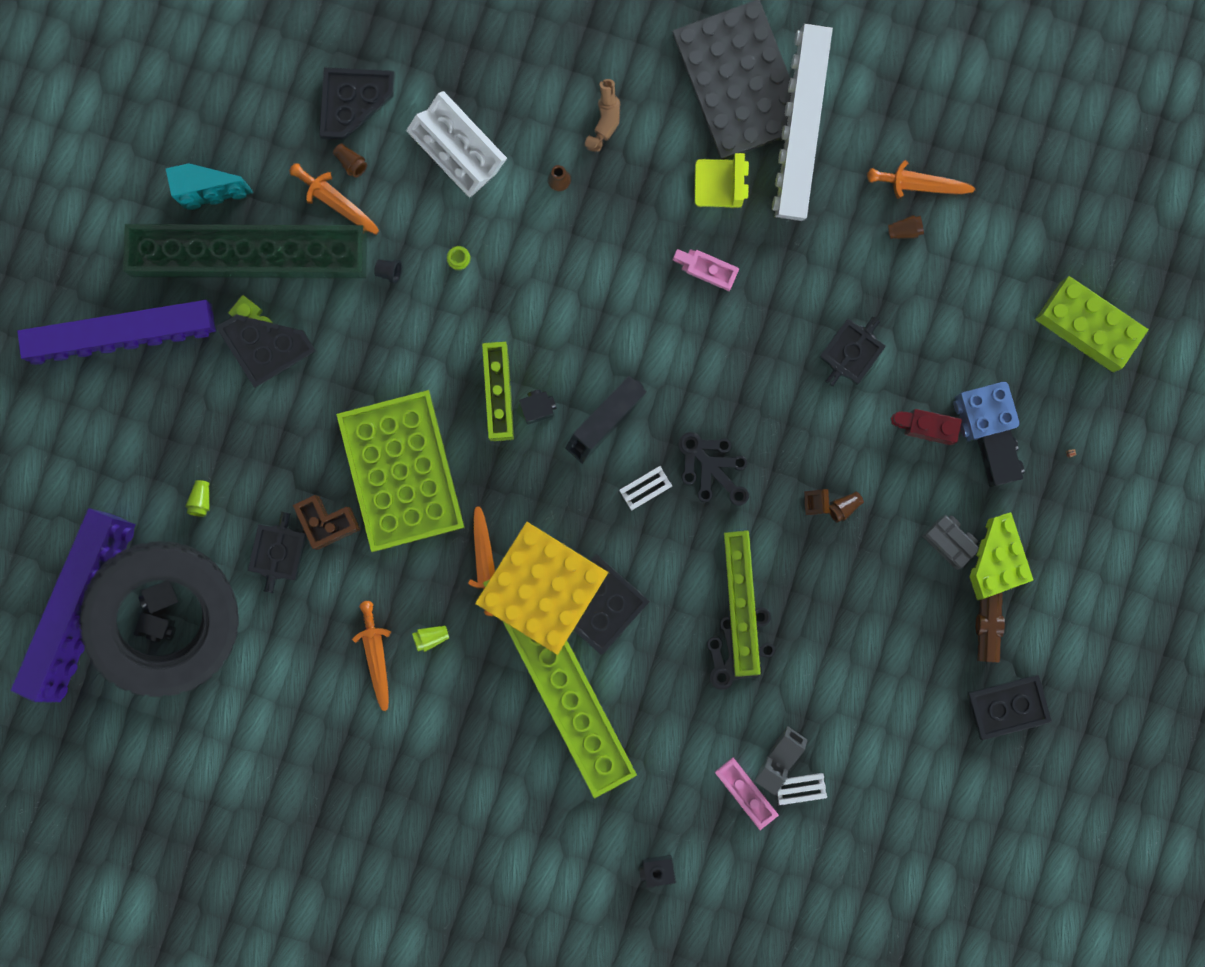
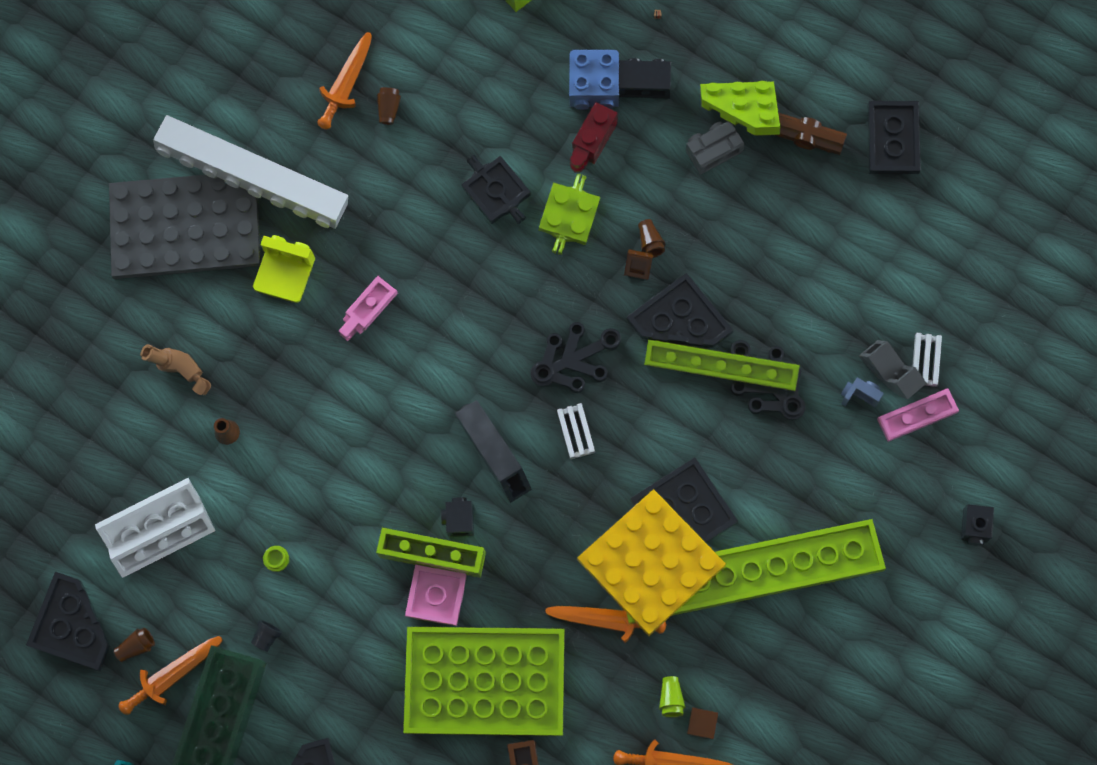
camera: 65 degrees left, 10 degrees down
(415, 670) = (702, 723): none -> reddish brown tile
(463, 406) = (436, 595): none -> bright pink plate
(754, 741) = (866, 391): none -> sand blue bracket
(778, 554) = (680, 316): none -> black plate
(848, 425) = (569, 214): none -> lime plate

